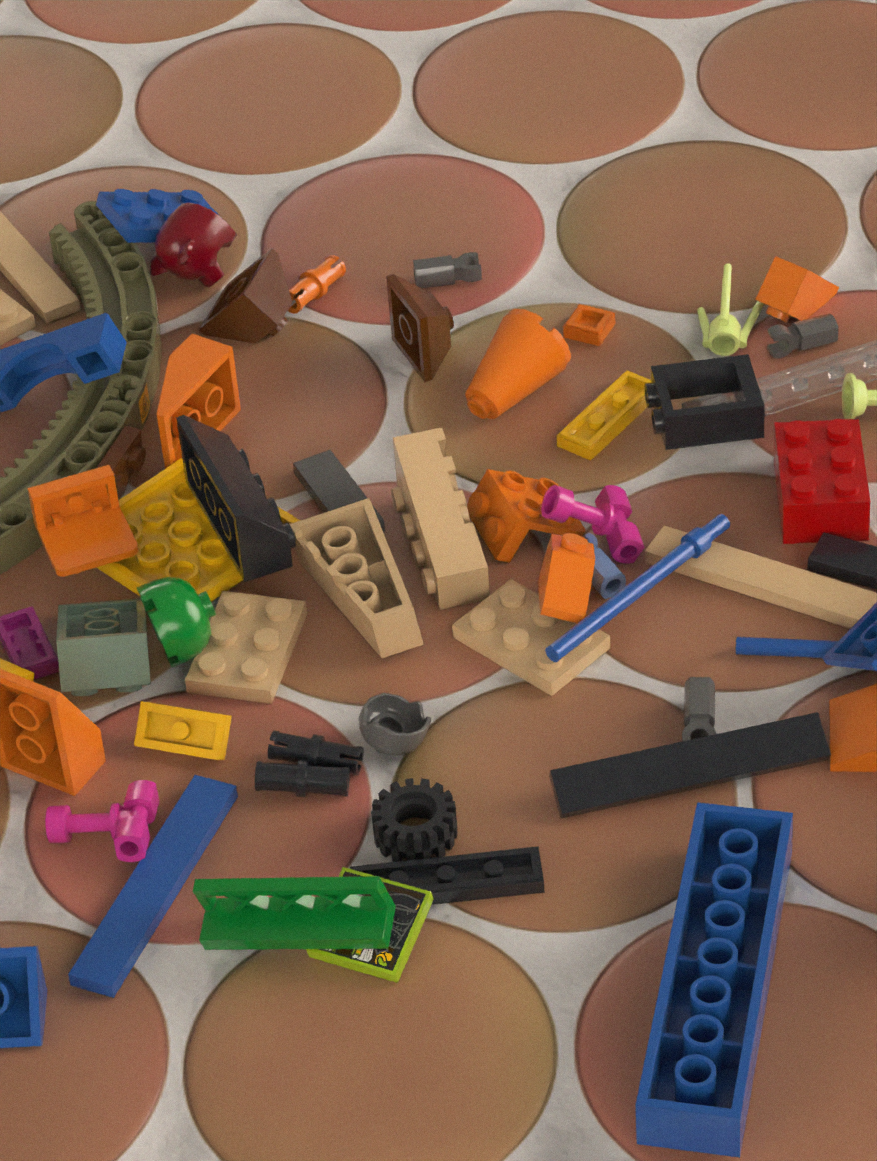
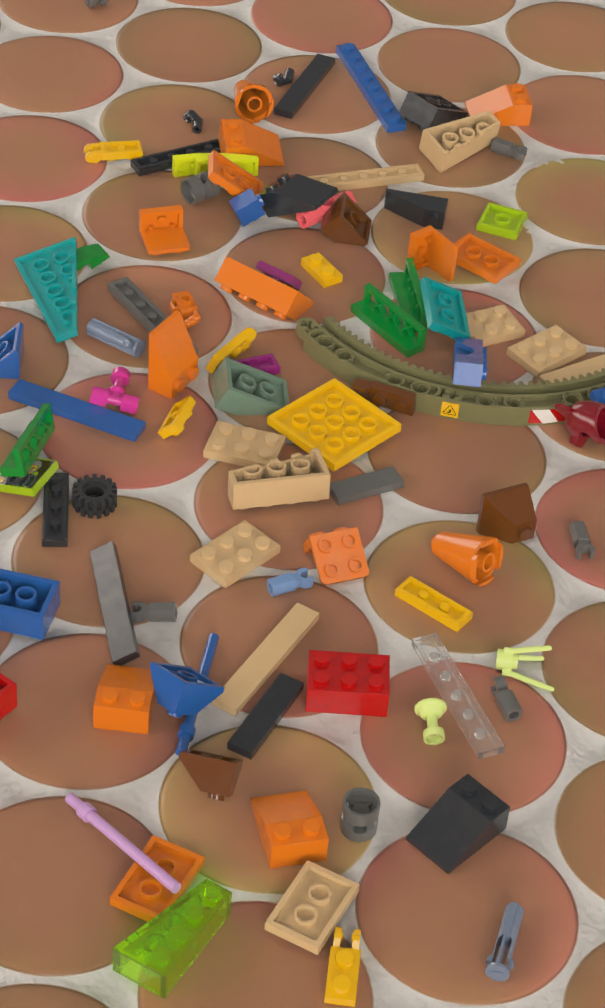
camera: 85 degrees right, 0 degrees up
(81, 521) = (330, 378): orange bracket -> none
(178, 617) = (248, 404): green cylinder -> none
(197, 384) = (434, 417): orange slope -> none
(234, 501) = (337, 421): black slope -> none
(251, 303) = (540, 452): reddish brown slope -> none
(302, 778) = (135, 459): black pin -> none
(315, 283) = (566, 482): orange pin -> none
(315, 751) = (153, 464): black pin -> none
(393, 724) = (164, 488): dark grey hair -> none
(438, 520) = (324, 510): tan wedge -> none
(566, 577) = (261, 556): orange slope -> none
(589, 325) = (525, 603): orange tile -> none
(606, 518) = (322, 588): dark pink bar -> none
(692, 545) = (290, 617): blue bar -> none
(707, 423) = (410, 652): black window -> none
(793, 291) = (550, 698): orange slope -> none

